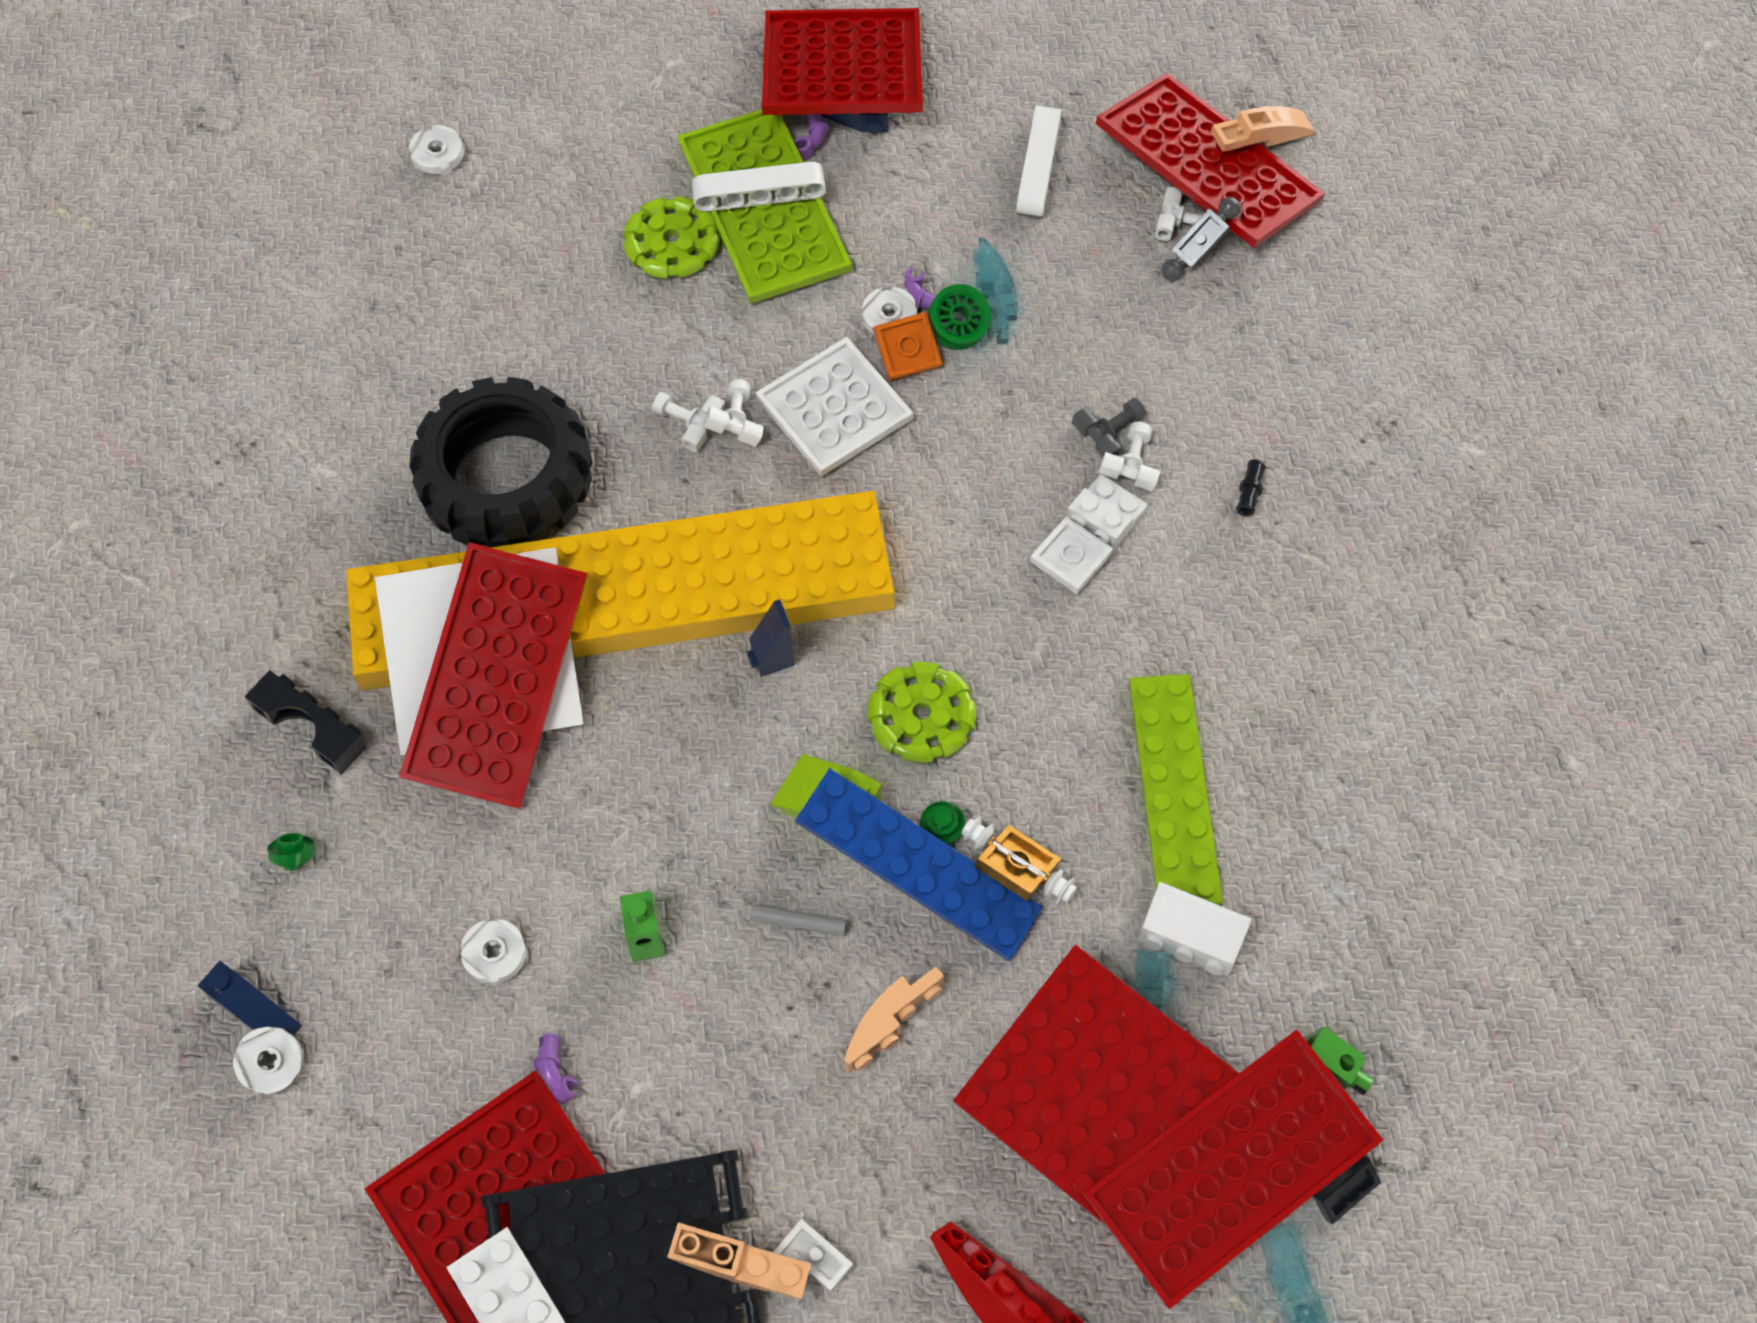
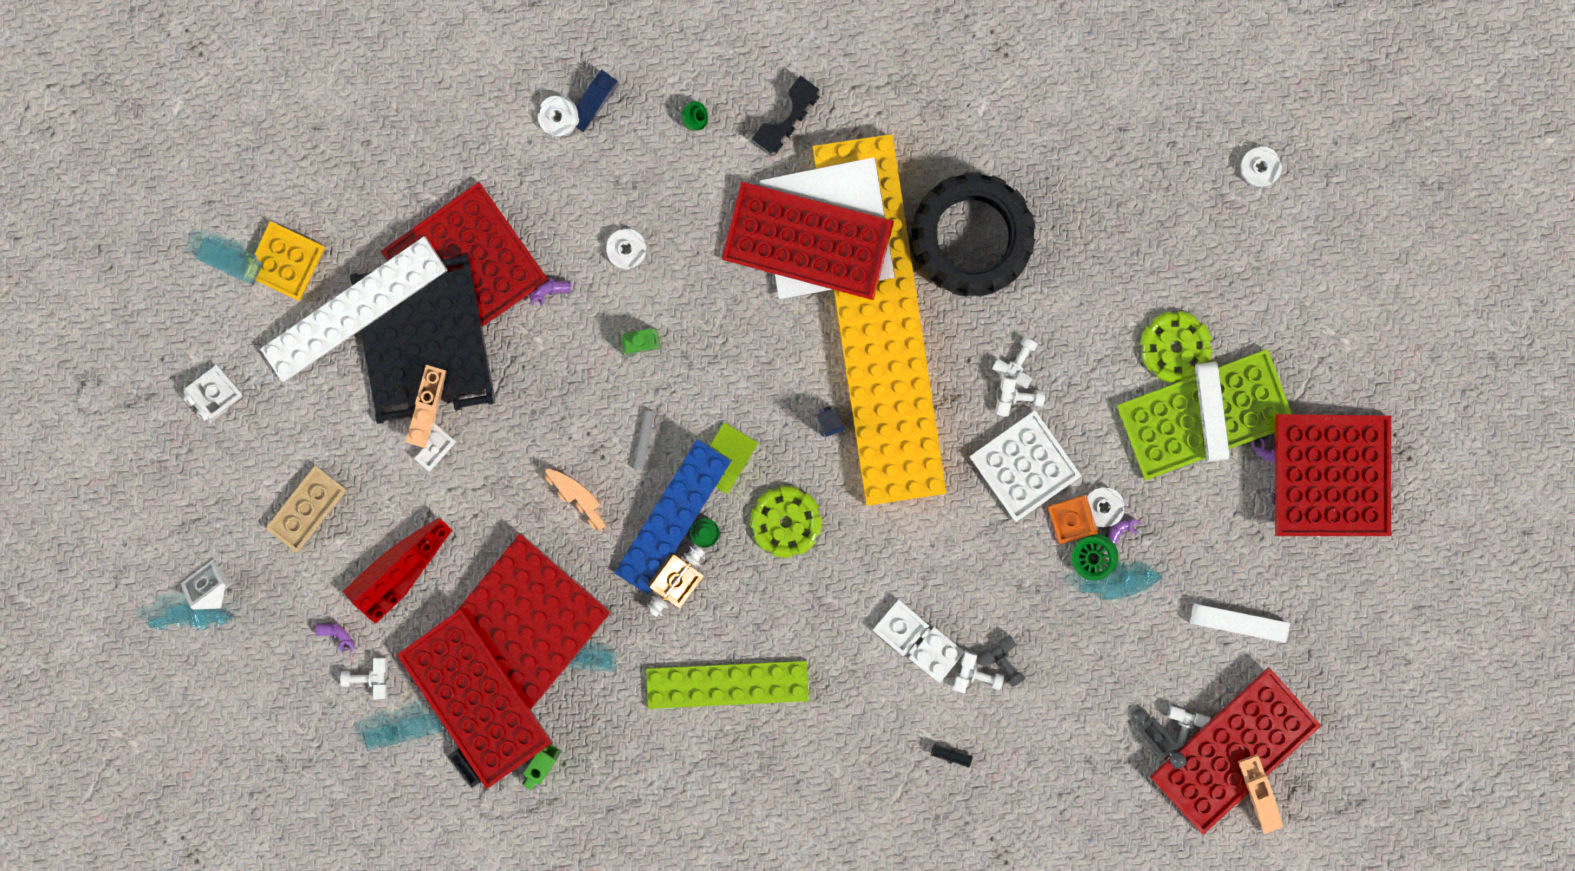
camera: 90 degrees right, 25 degrees up
(1194, 929) = (625, 687): white slope -> none

